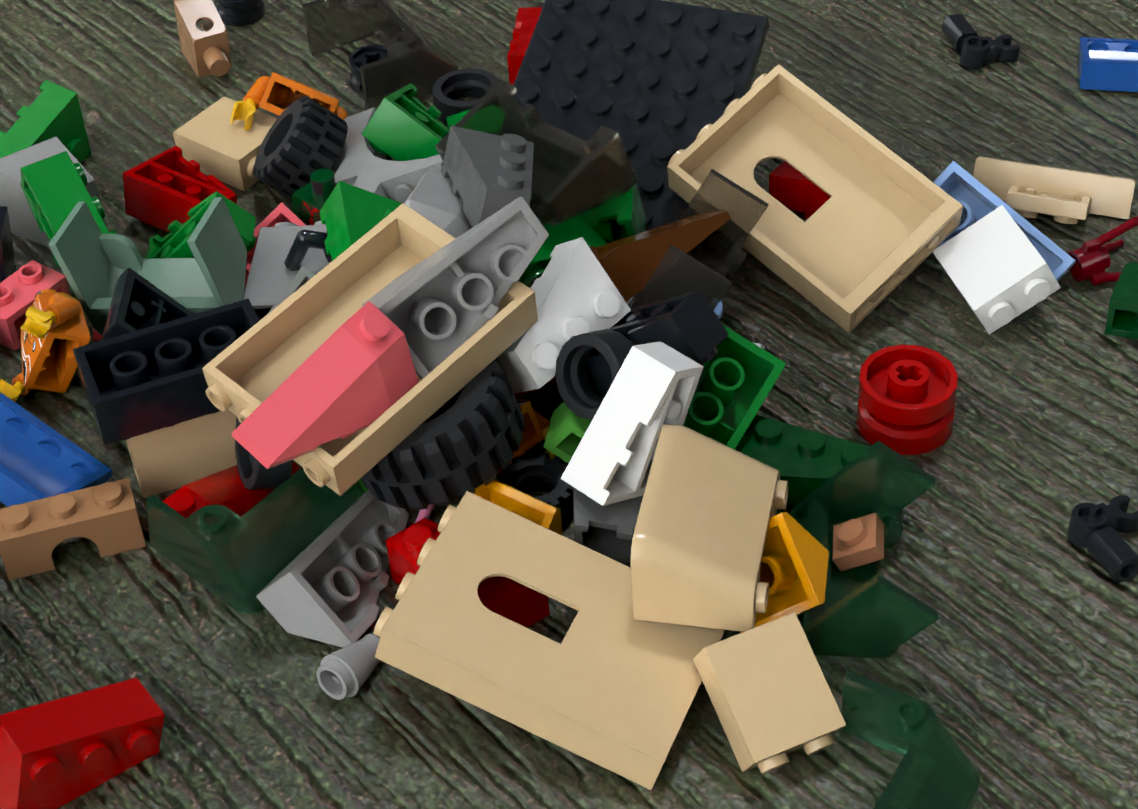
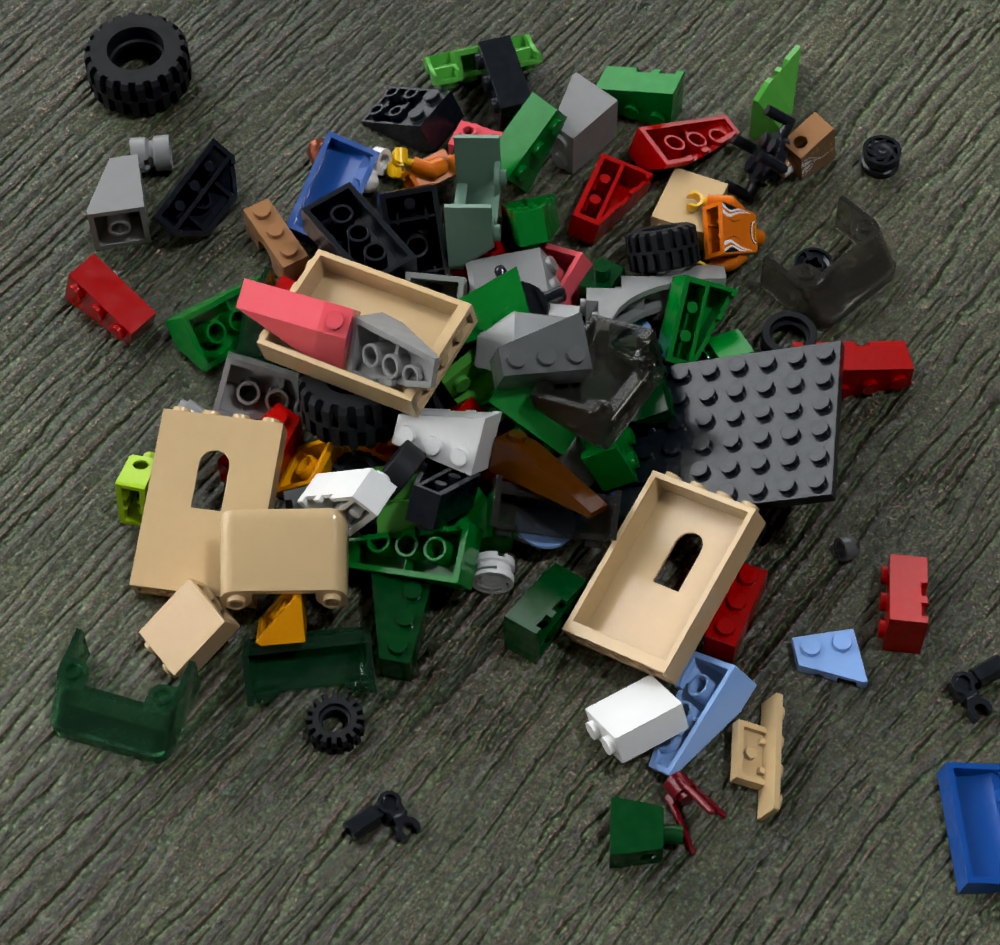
camera: 75 degrees right, 15 degrees up
(112, 53) = (777, 92): none -> bright green wedge
(134, 133) = (679, 142): none -> red wedge
(182, 620) = (209, 328): none -> green wedge
(188, 52) = (768, 155): none -> black plate
(474, 737) = (131, 481): none -> lime torso
(817, 332) = (542, 612): none -> dark green wedge
(858, 542) = (340, 666): nougat plate -> none
(870, 62) = (903, 604): none -> red wedge
(907, 399) = (483, 677): red wheel -> none
(919, 132) = (830, 655): none -> light blue wing
(945, 582) = (340, 739): none -> black tyre

